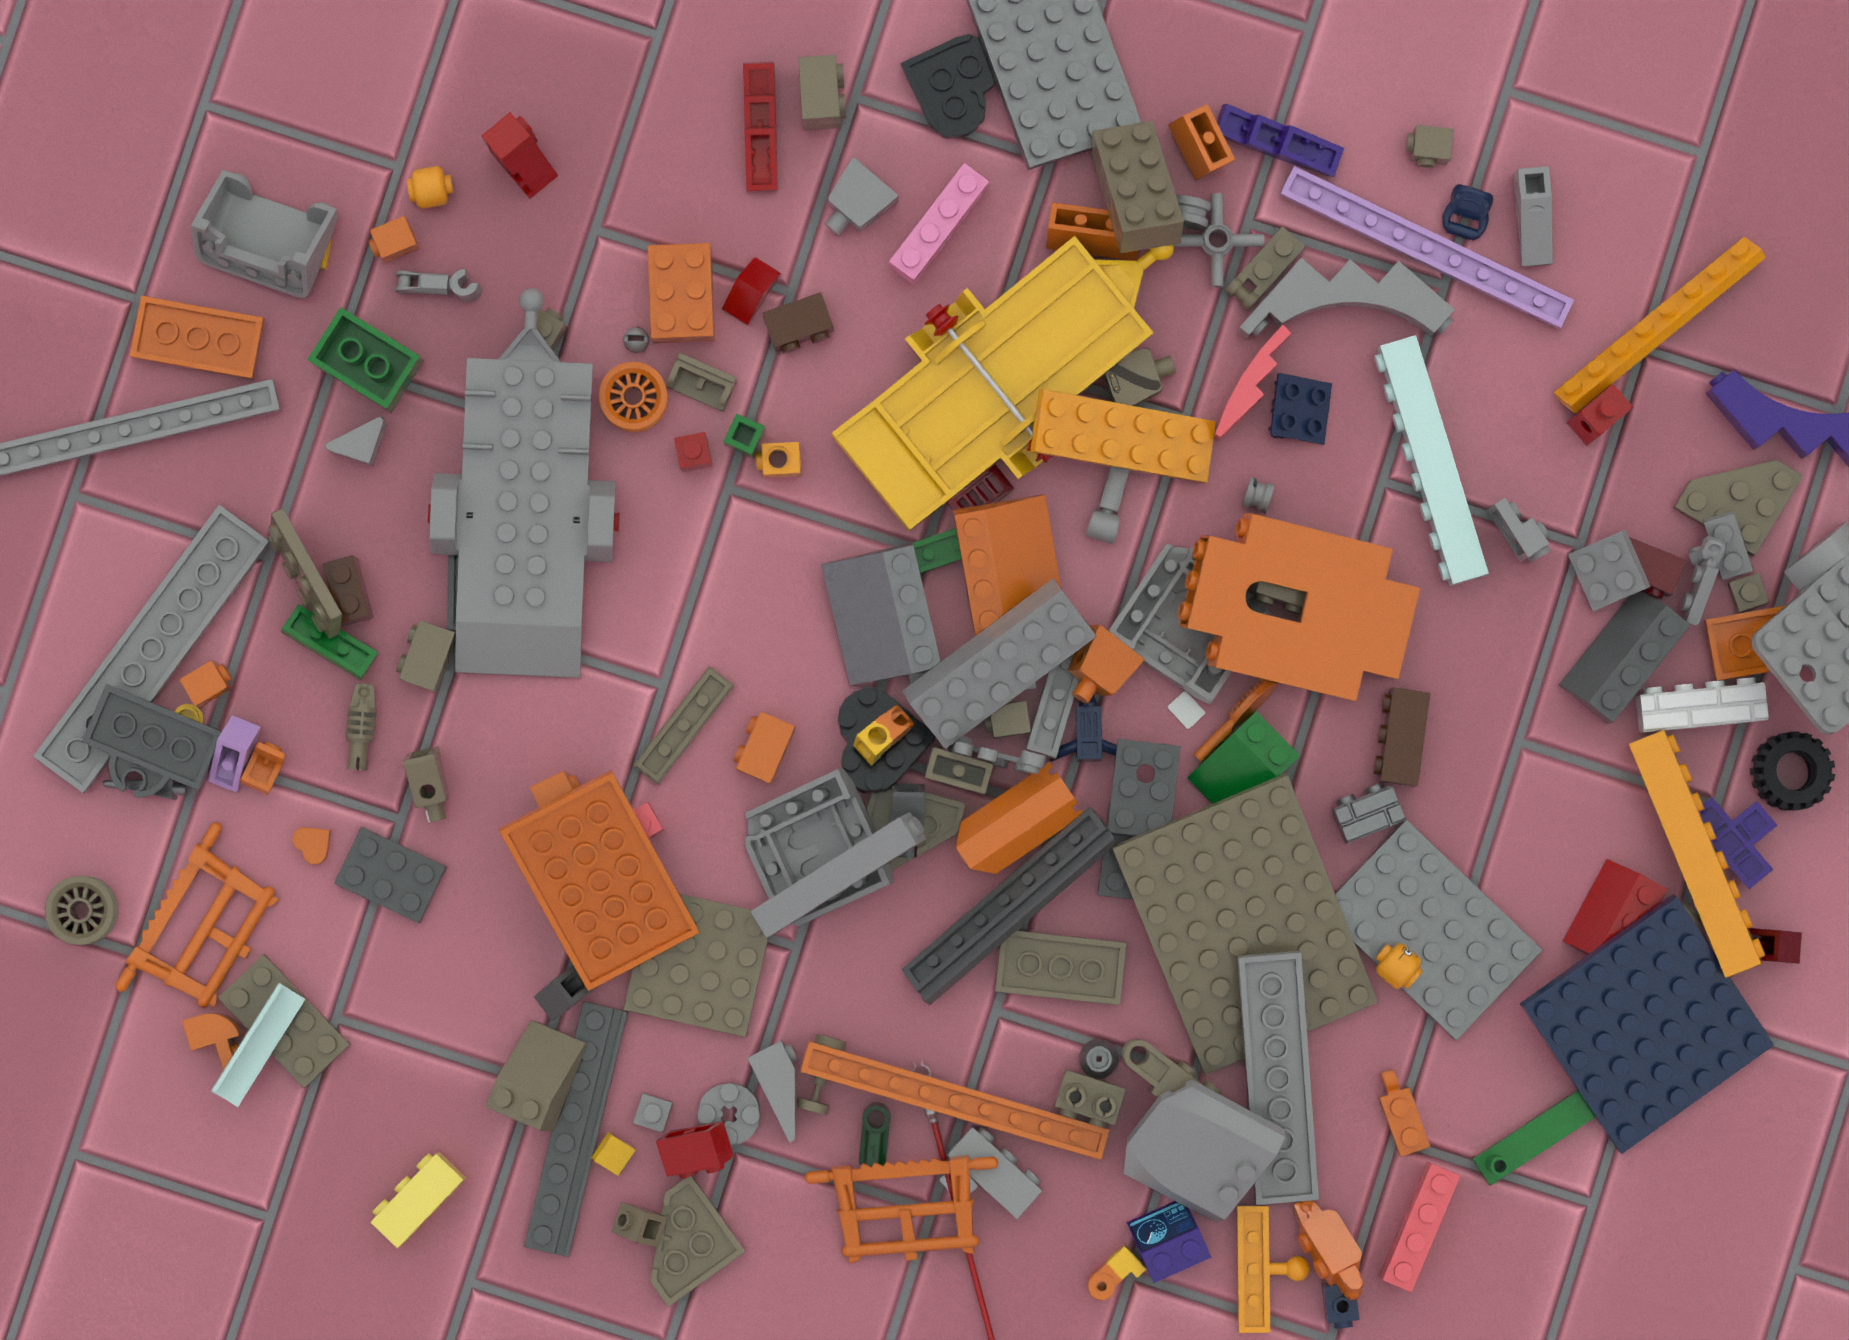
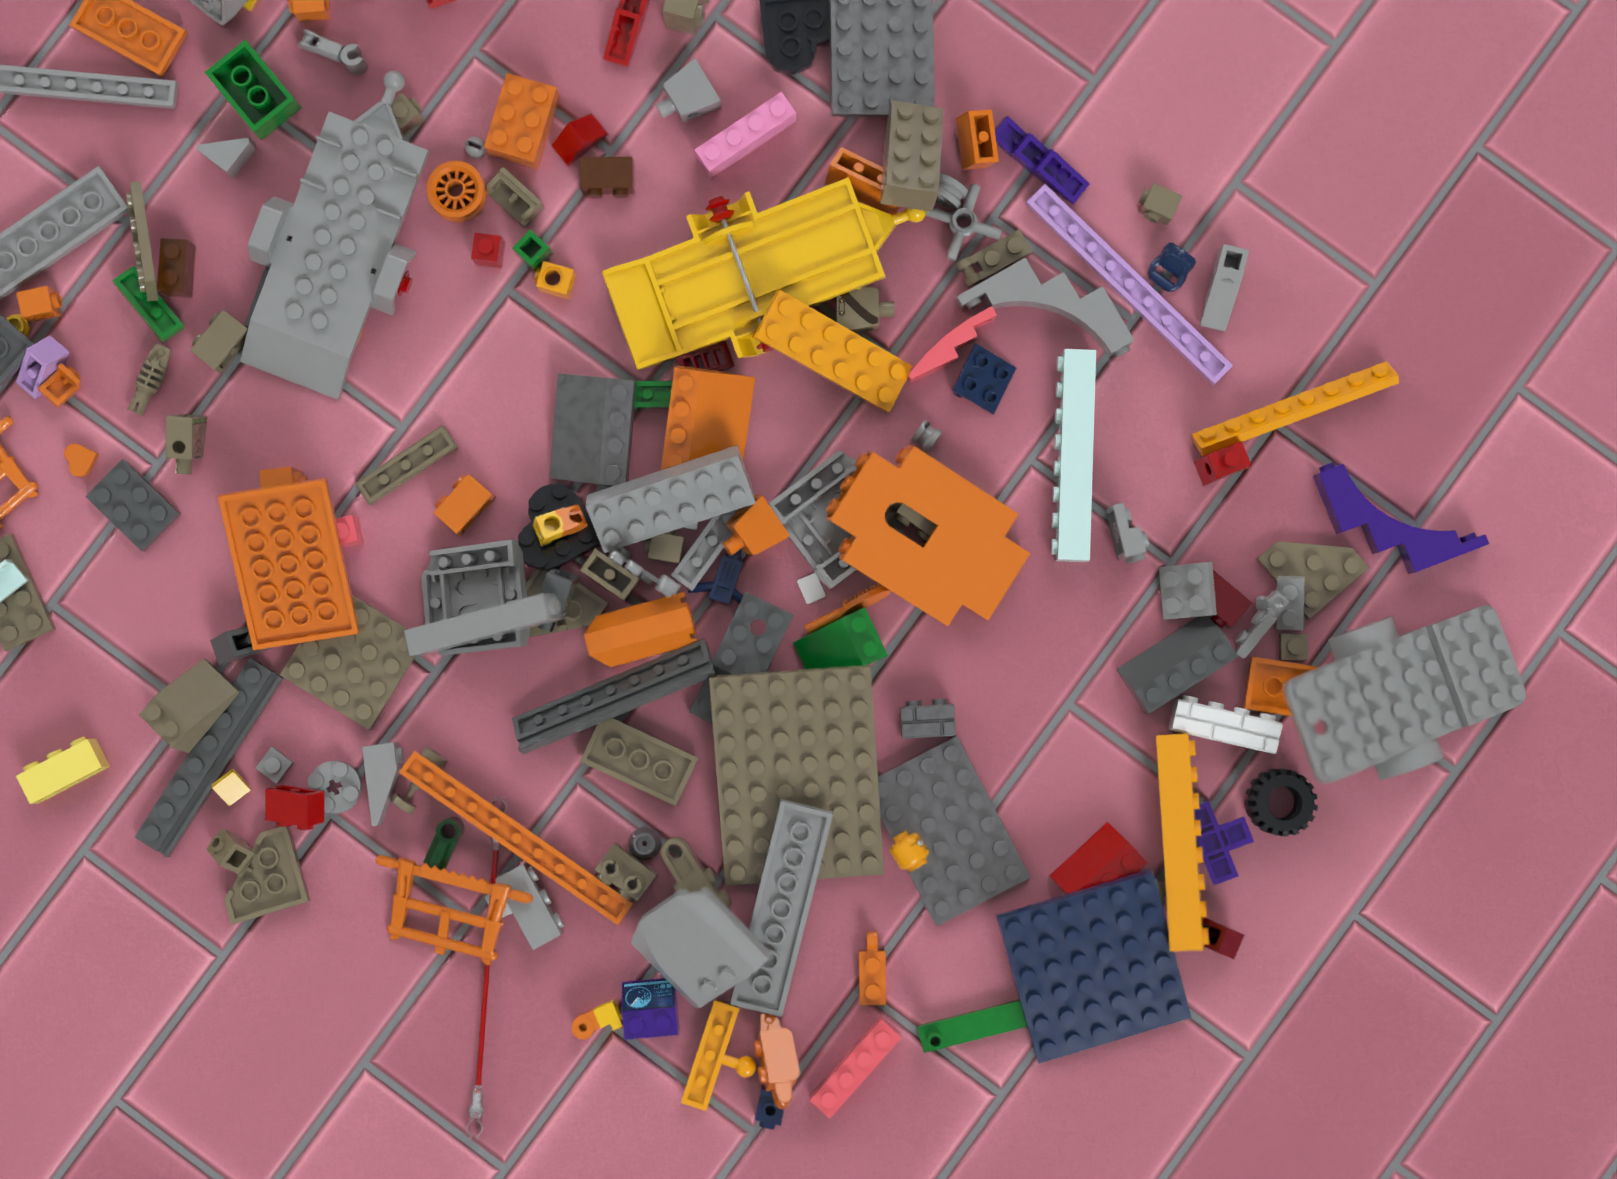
camera: 20 degrees right, 0 degrees up
(1103, 523) = (795, 416): light grey piece -> none
(1402, 736) = (976, 668): reddish brown brick -> none

